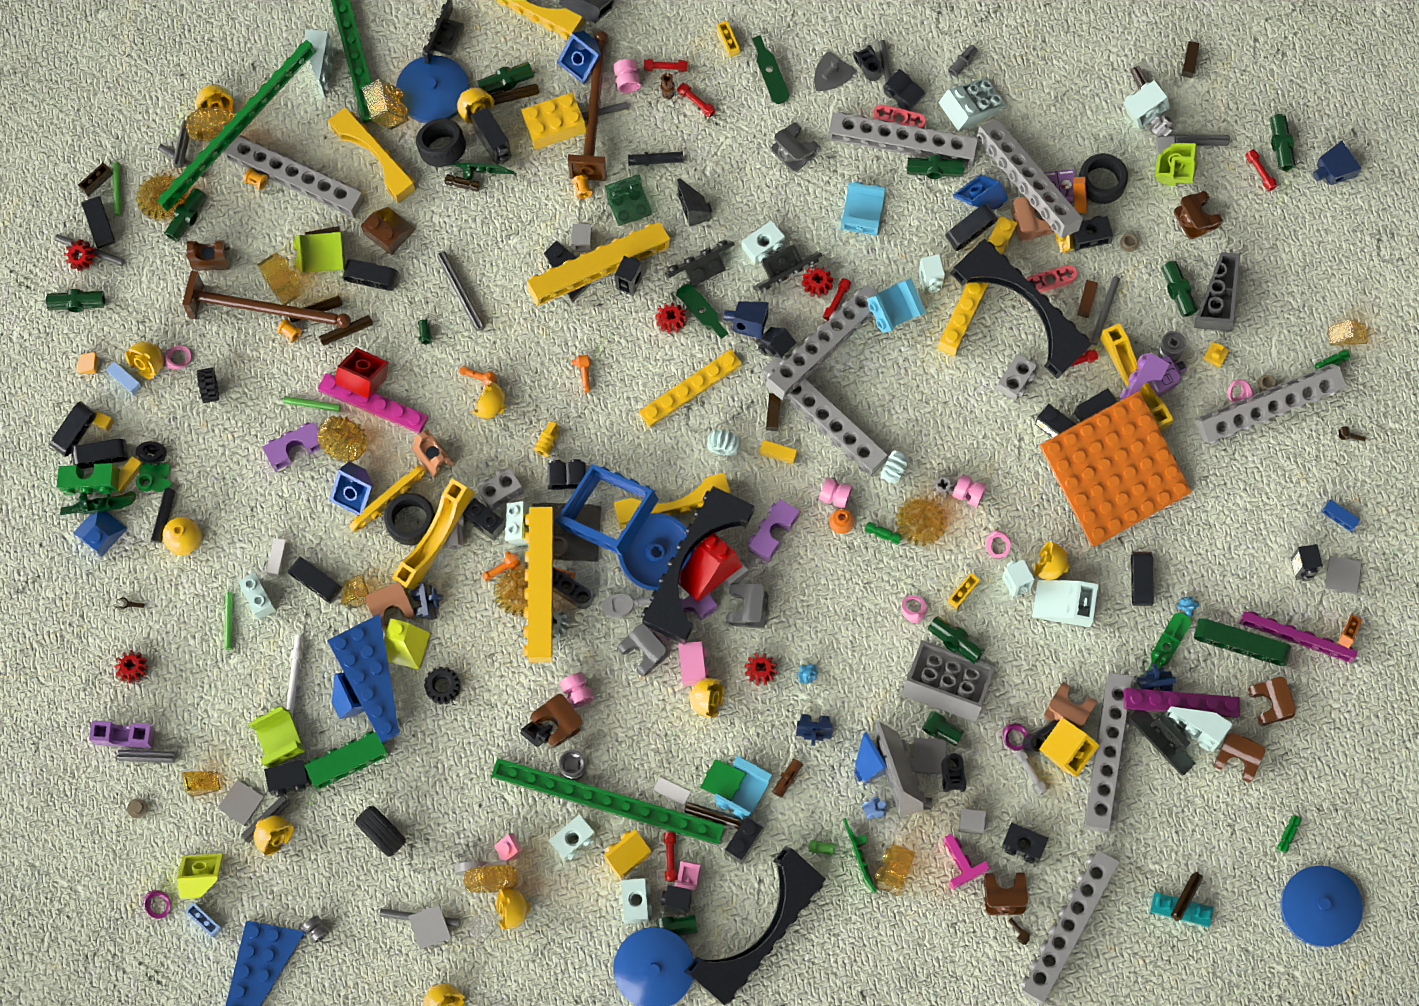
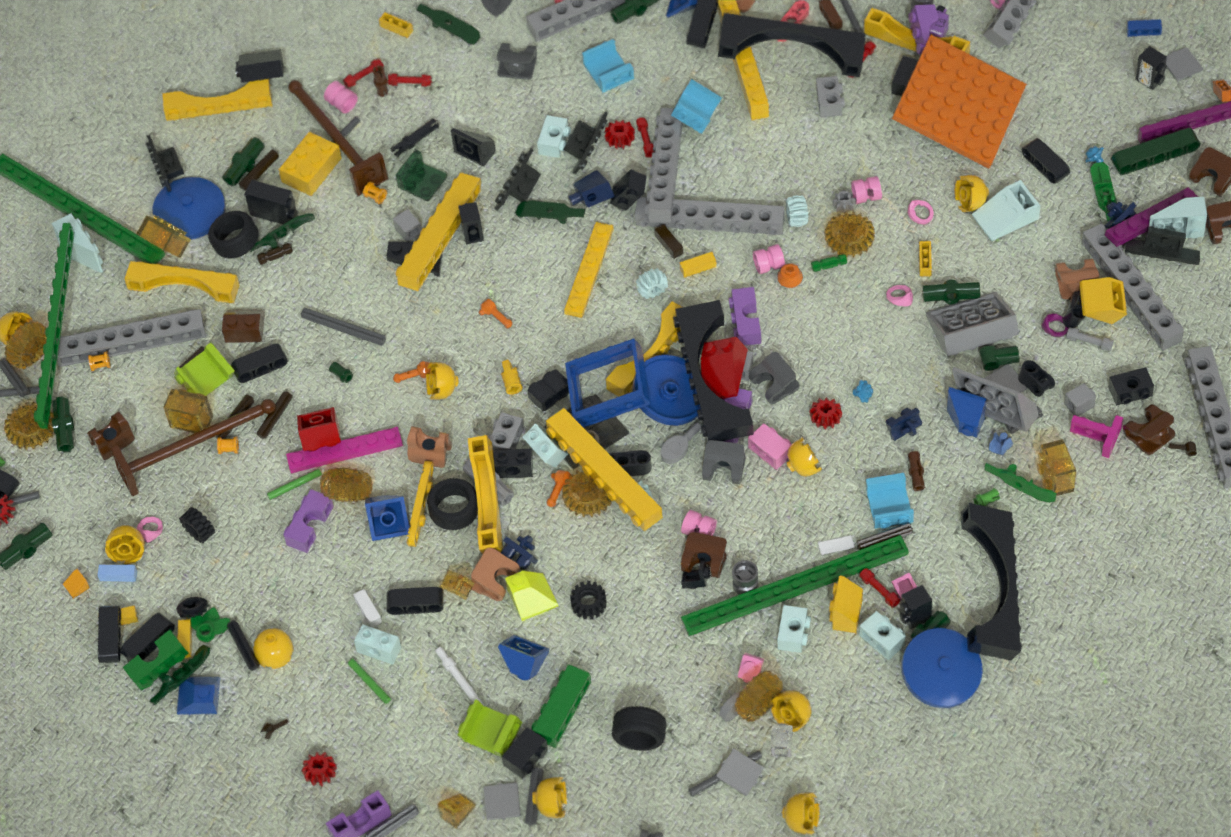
camera: 35 degrees left, 15 degrees down
(365, 665) = (518, 624): blue wing -> none
(473, 101) = (233, 192): yellow cylinder -> none
(580, 55) = (290, 108): blue slope -> none
(671, 311) = (529, 232): red gear -> none
(722, 780) = (866, 506): green piece -> none
(744, 840) = (925, 534): black brick -> none
(931, 273) = (702, 68): light aqua brick -> none
(1017, 578) = (958, 218): light aqua brick -> none
(1053, 421) = (883, 105): black brick -> none

